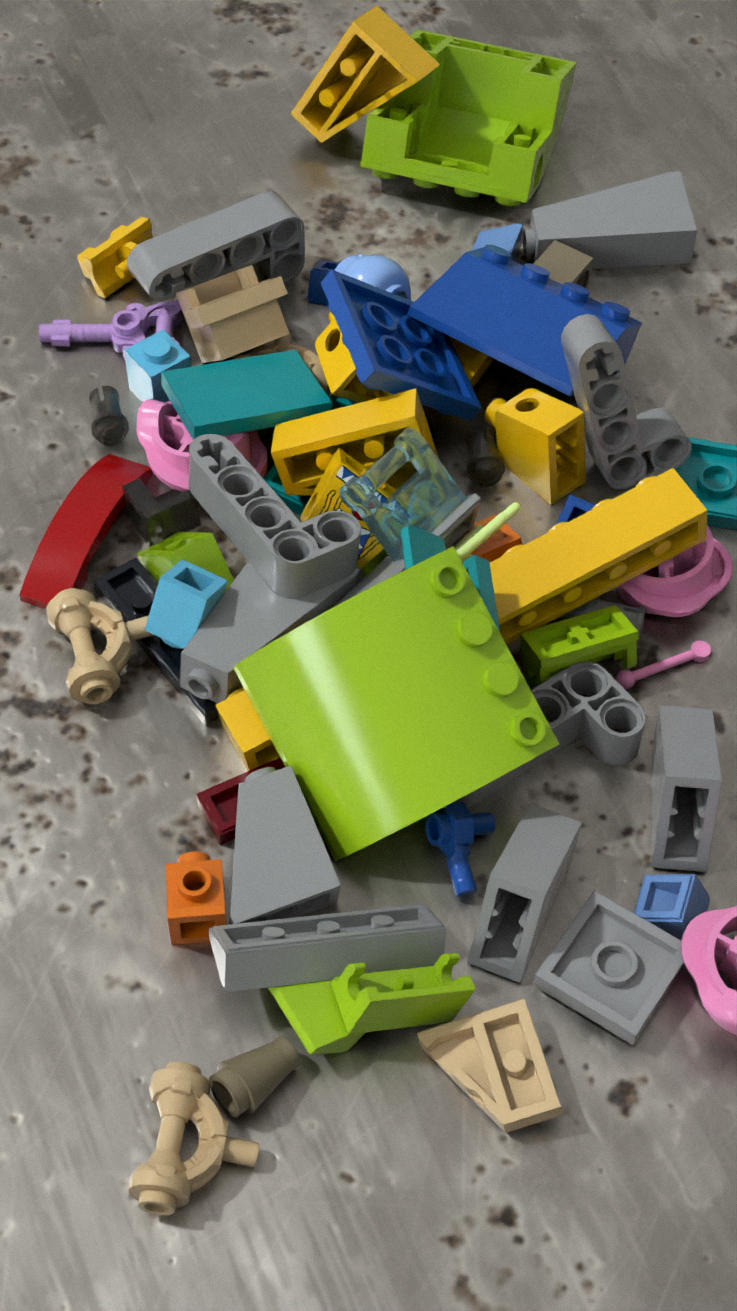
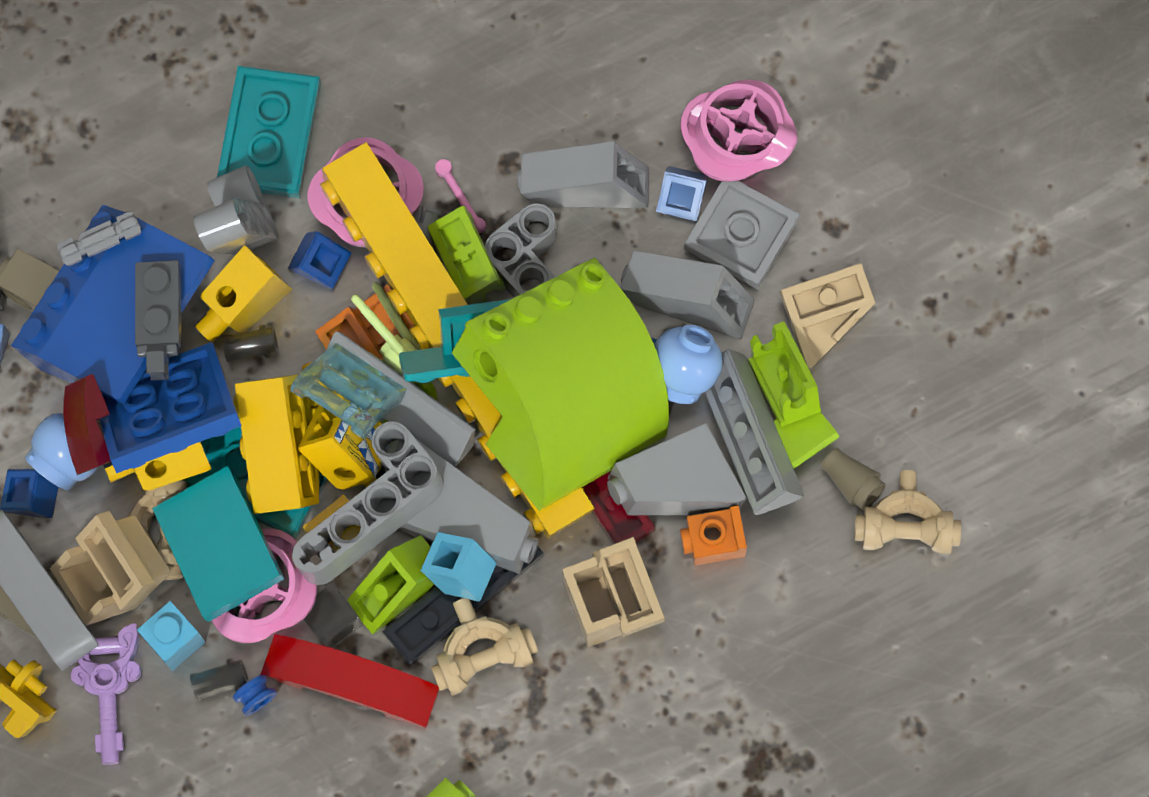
camera: 90 degrees left, 20 degrees up
(83, 441) = (254, 695): none -> blue bush
(133, 766) = (612, 593): none -> tan plate
(397, 272) = (81, 410): none -> dark red slope
(424, 868) = (689, 362): none -> light blue piece
(499, 334) = (158, 314): none -> dark grey hinge
(593, 292) = (99, 238): none -> light grey axle

